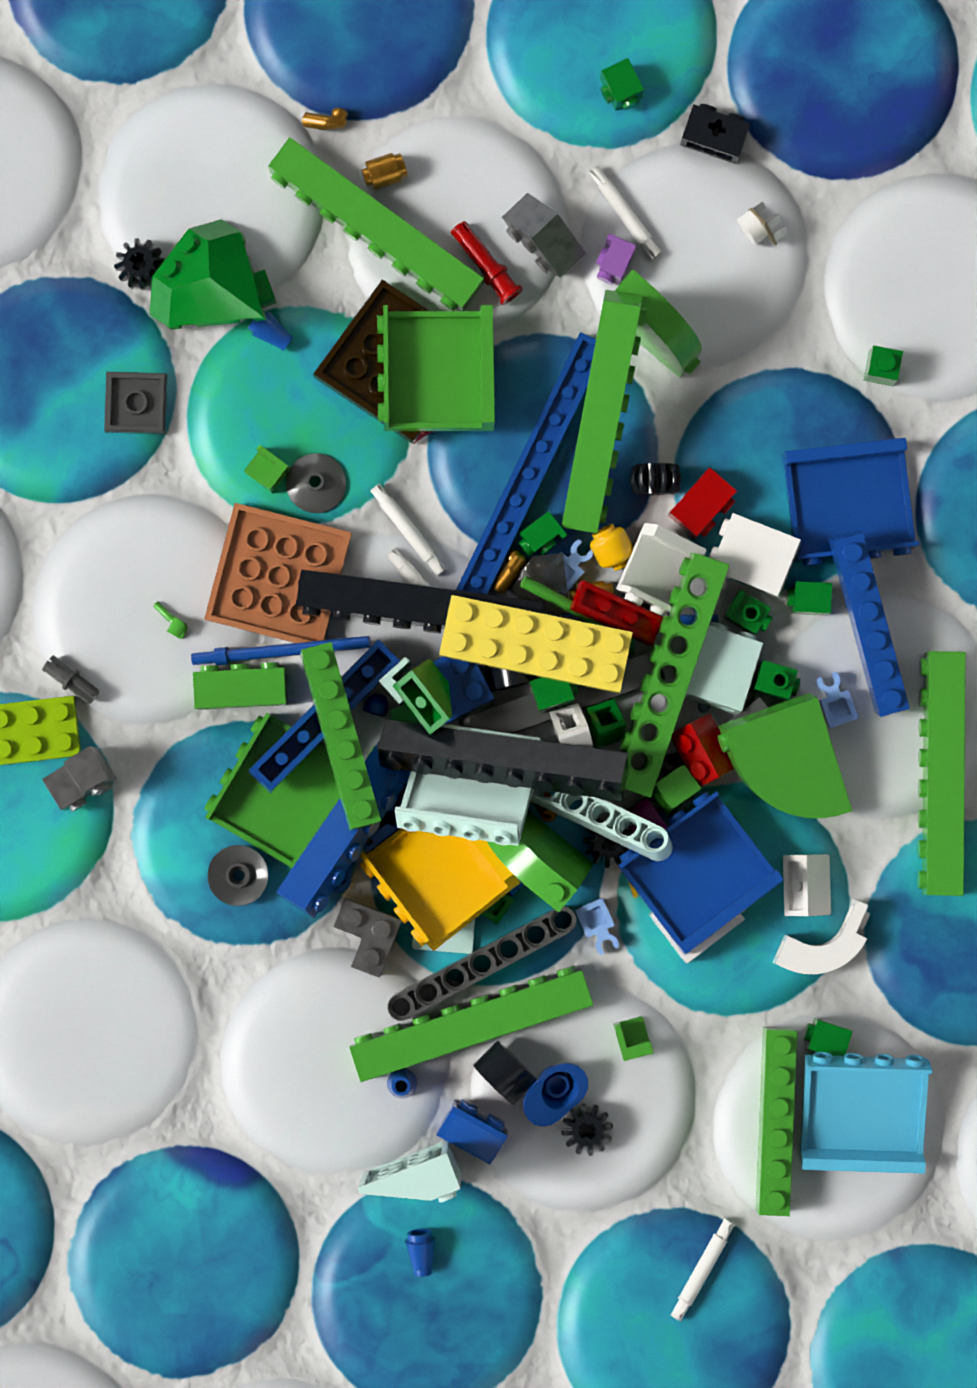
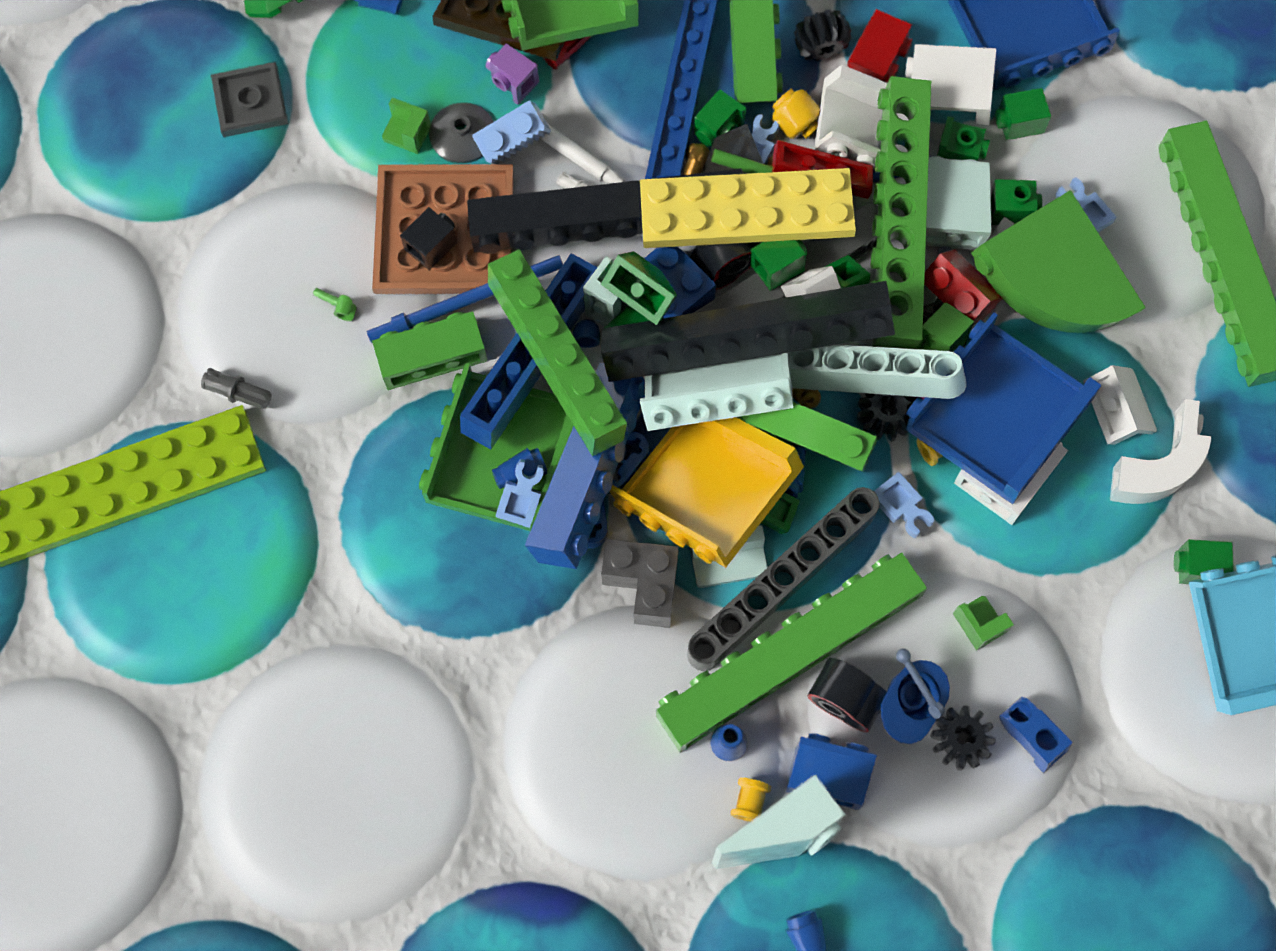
camera: 15 degrees left, 15 degrees down
(80, 777) = (269, 487): flat silver brick -> none
(222, 879) = (471, 535): dark grey dish -> none
(262, 590) = (429, 238): none -> black brick
(285, 843) = (520, 500): none -> light blue plate
(290, 816) = (506, 470): none -> blue cone
(356, 507) = (511, 133): none -> light blue brick
(372, 440) = (513, 72): none -> medium lavender brick
(406, 1134) = (750, 799): none -> yellow bush
(570, 1104) = (935, 708): none -> sand blue hinge
(645, 1139) = (1035, 733): none -> blue leg
(702, 1269) = (1152, 873): white piece -> none
(776, 1121) = (1180, 671): bright green brick -> none
(869, 623) = (1096, 114): blue brick -> none

